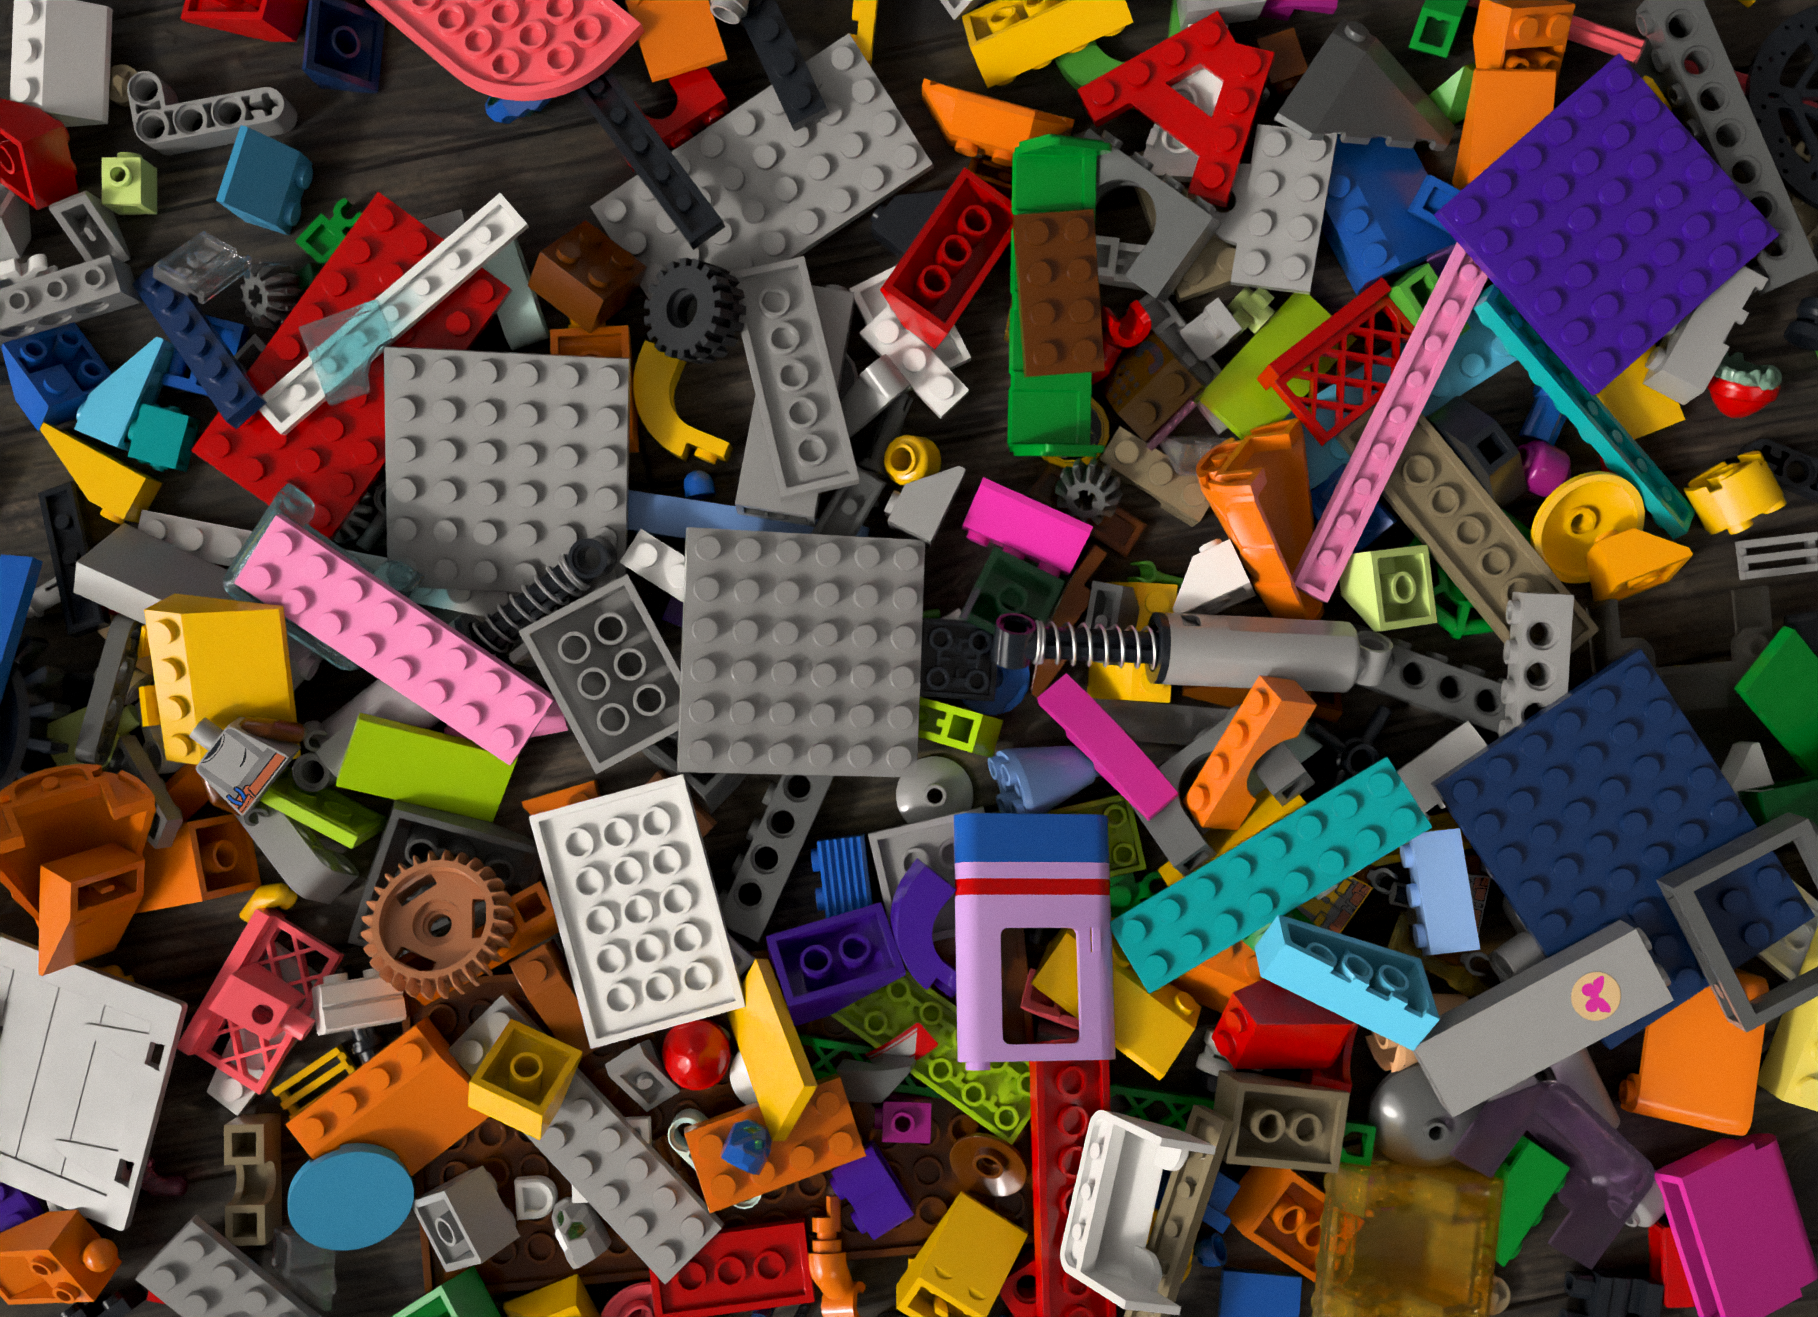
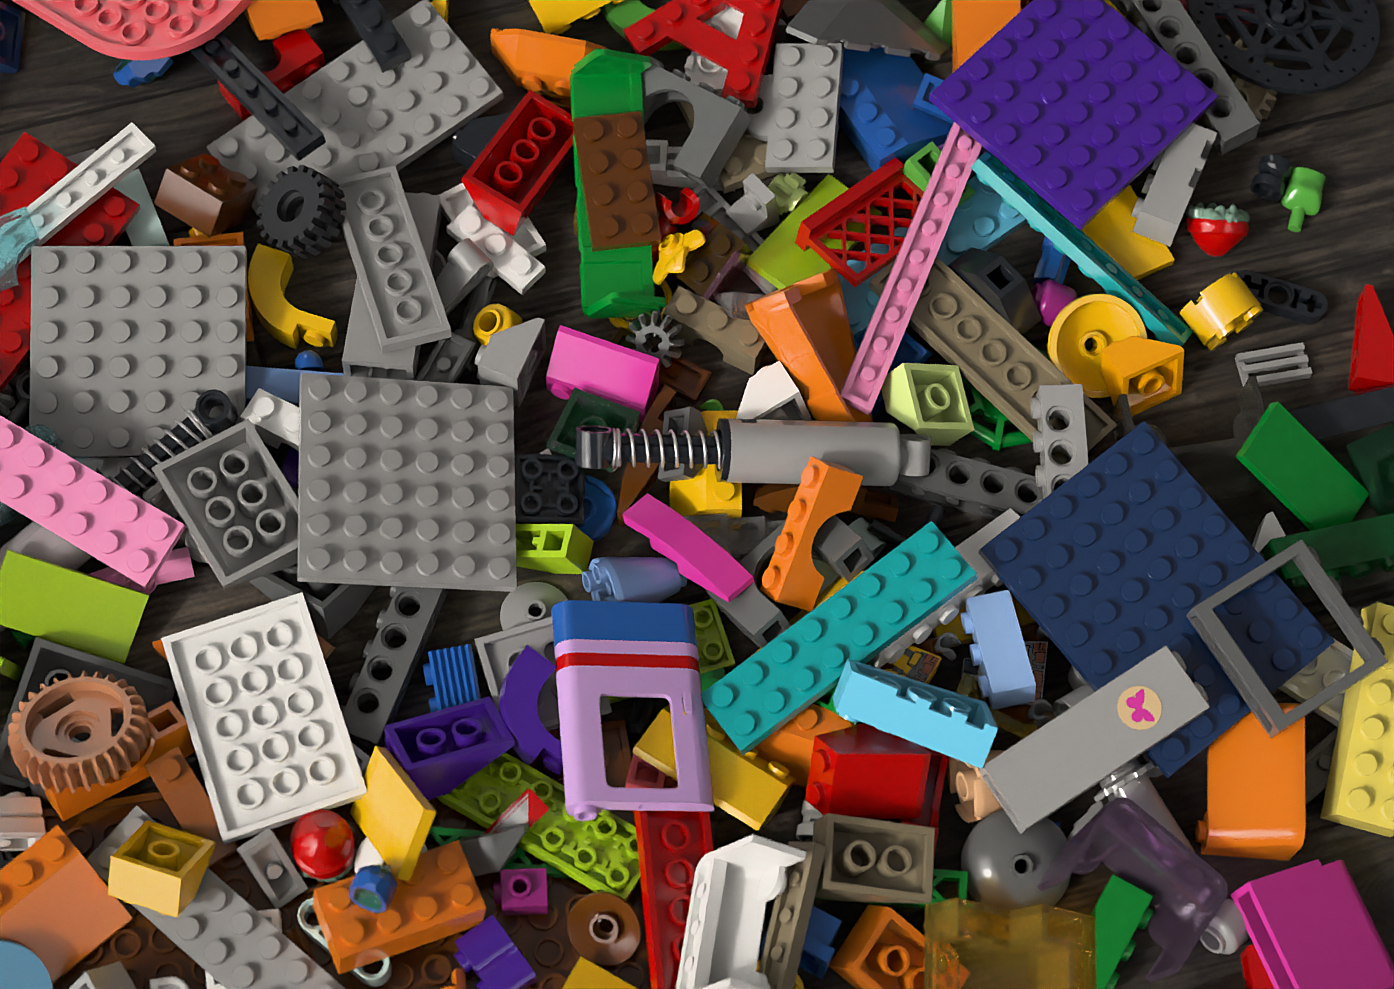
camera: 10 degrees left, 20 degrees down
(1118, 388) = (674, 251): none -> yellow plate

